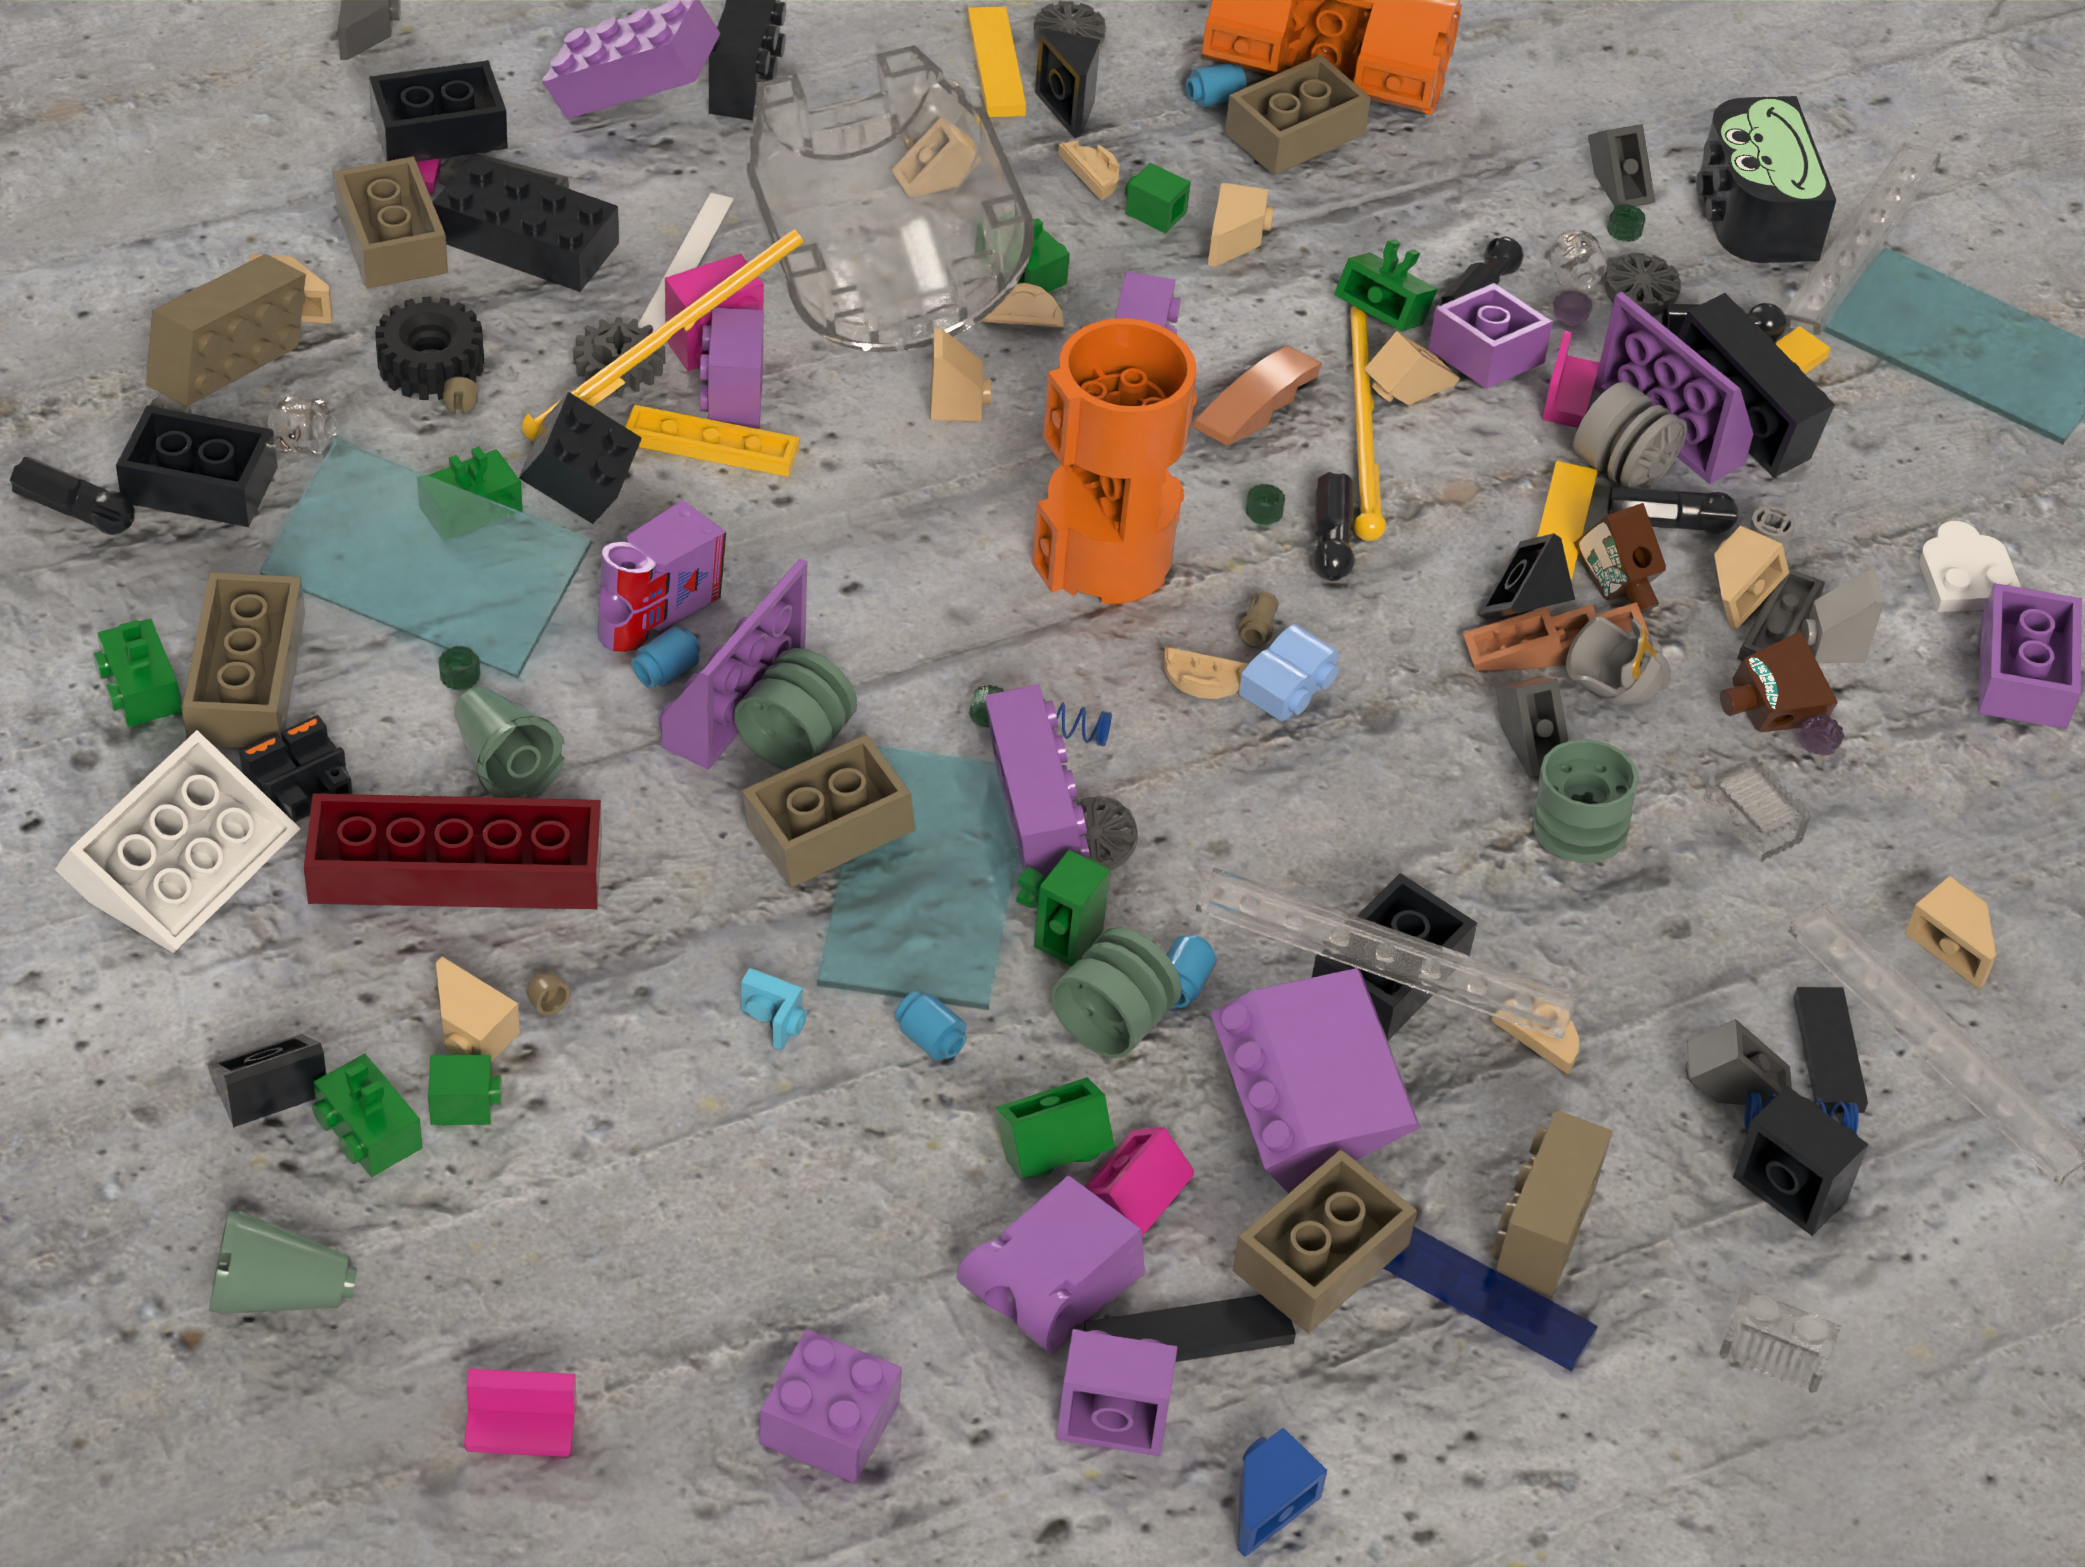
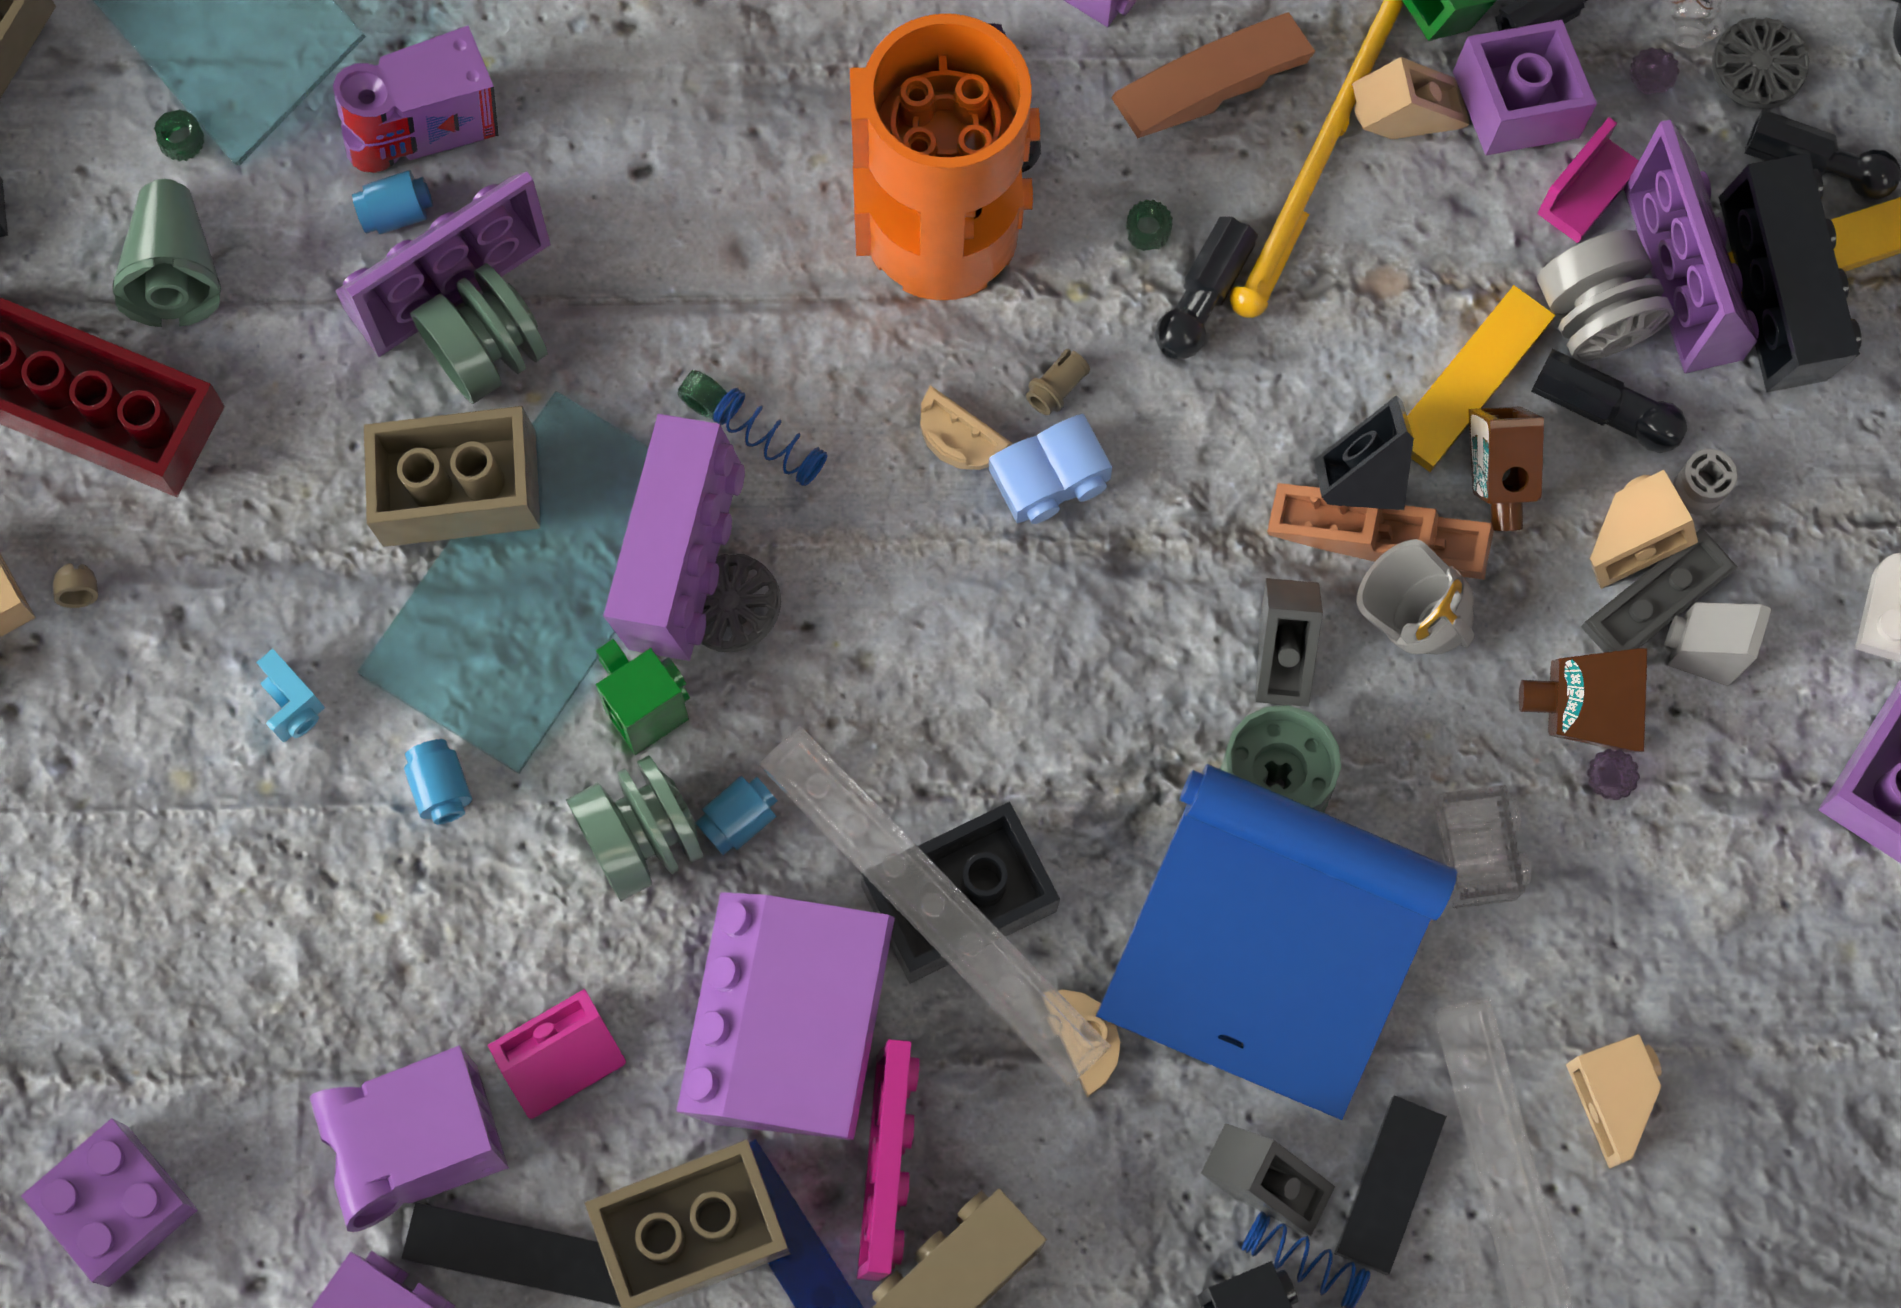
camera: 25 degrees right, 25 degrees up
(1055, 1128) = (492, 964): green brick -> none
(1452, 1150) = (885, 1184): none -> dark pink plate
(1652, 895) = (1274, 939): none -> blue door

